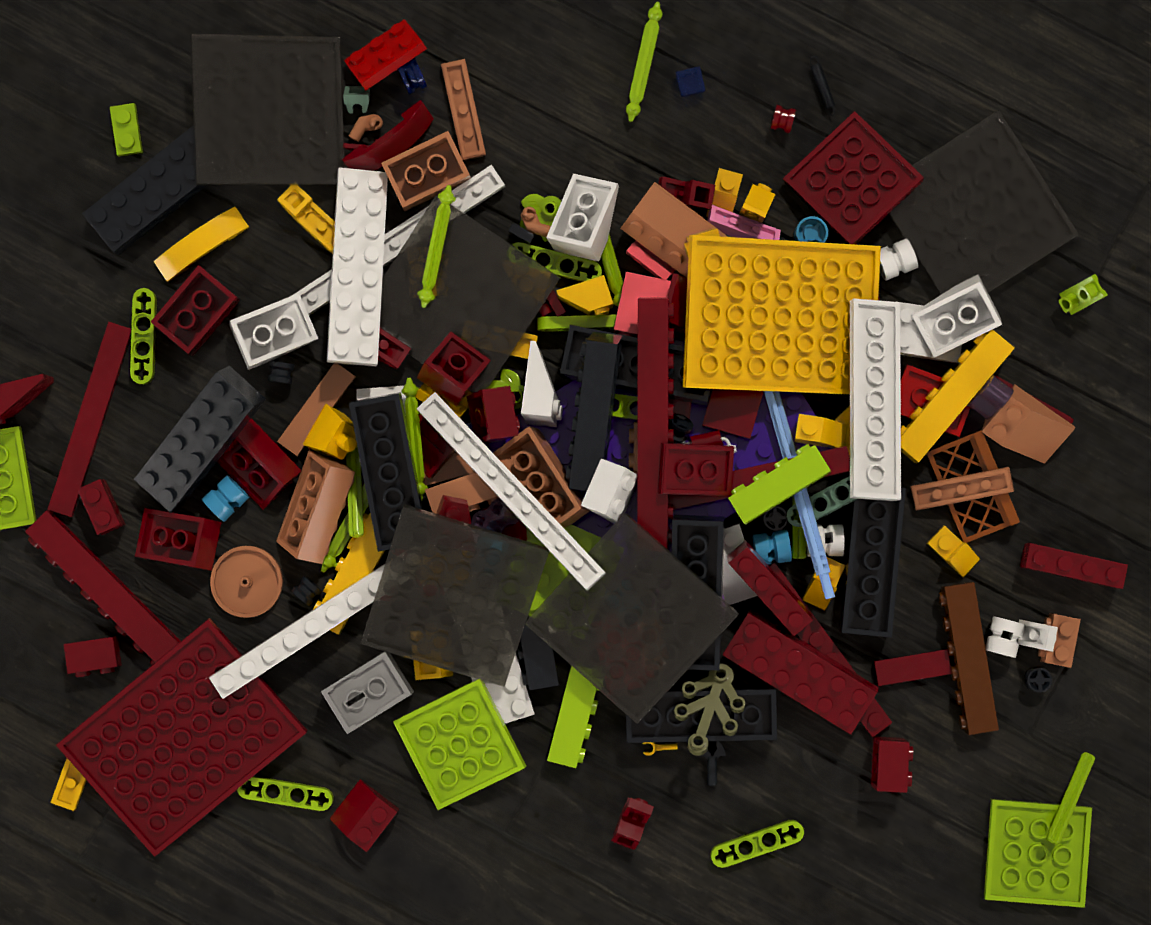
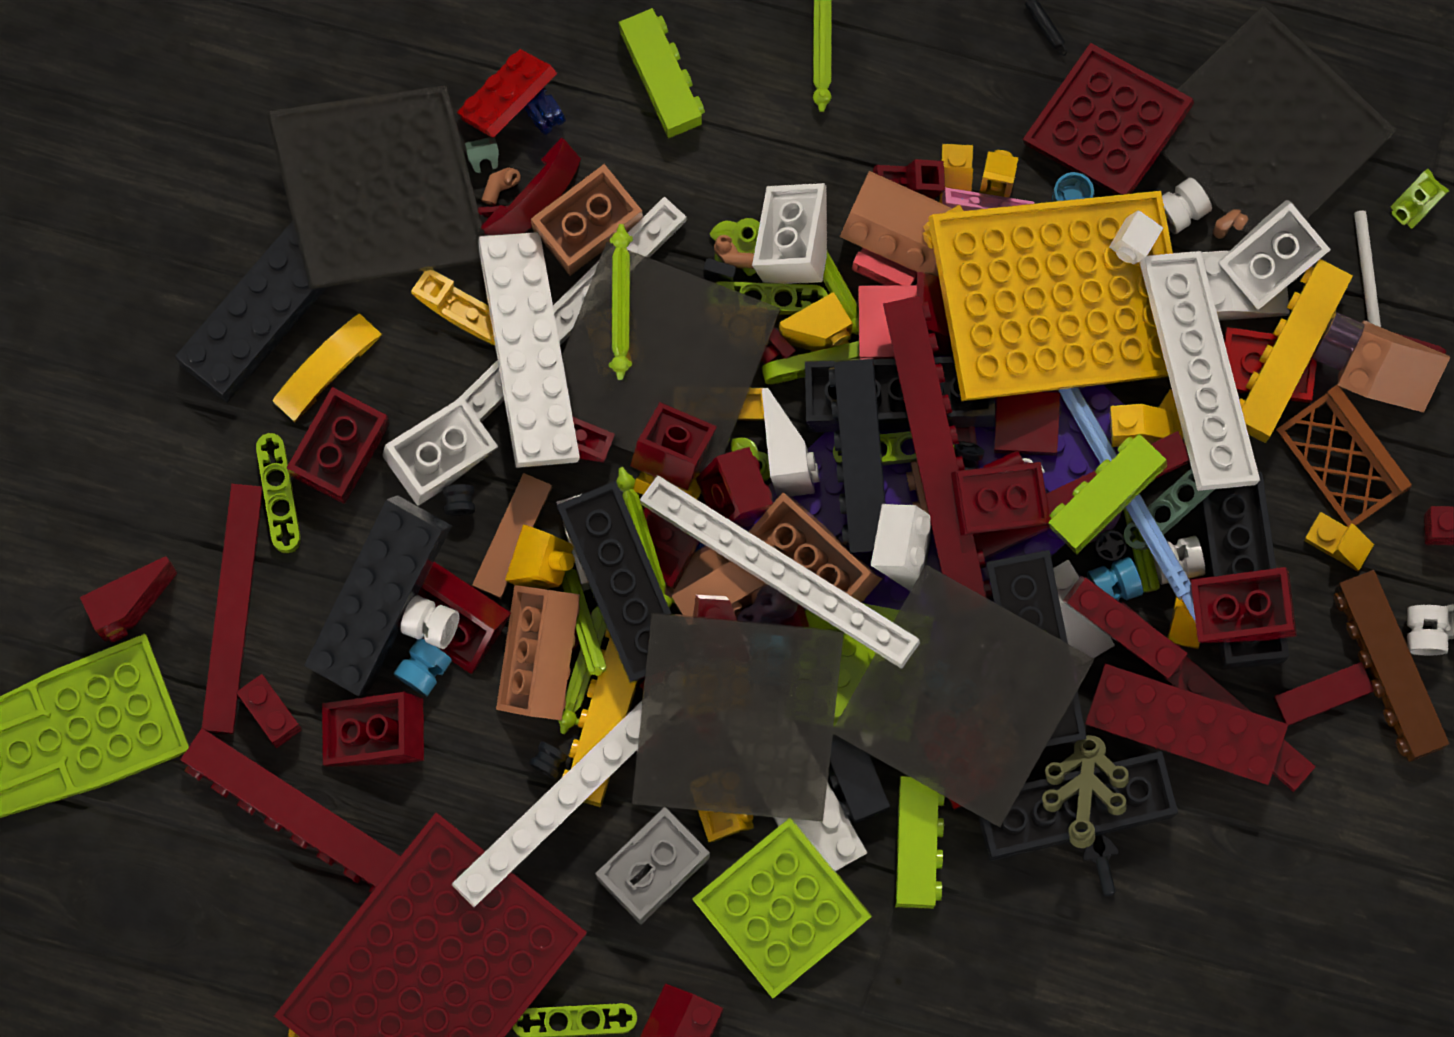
camera: 15 degrees left, 10 degrees down
(92, 655) = (295, 898): dark red brick -> none
(126, 129) = (206, 250): lime plate -> none
(233, 466) = (431, 622): none -> white wheel
(246, 581) = (469, 766): nougat piece -> none
(463, 109) = (615, 139): nougat tile -> none
(510, 62) = (661, 73): none -> lime brick
(632, 822) = (1021, 959): dark red brick -> none
(659, 747) = (1032, 861): yellow hand -> none
(690, 81) = (884, 50): clear blue plate -> none
(756, 840) = (1184, 956): lime beam -> none
(783, 118) = (1006, 69): dark red wheel -> none
(850, 283) = (1135, 237): none -> white brick
(864, 594) = (1244, 606): none -> dark red slope
(891, 764) = (1327, 814): dark red brick -> none
(931, 279) = (1233, 218): none -> nougat arm
(962, 488) = (1331, 460): nougat tile -> none
(1028, 341) = (1367, 268): none -> white bar

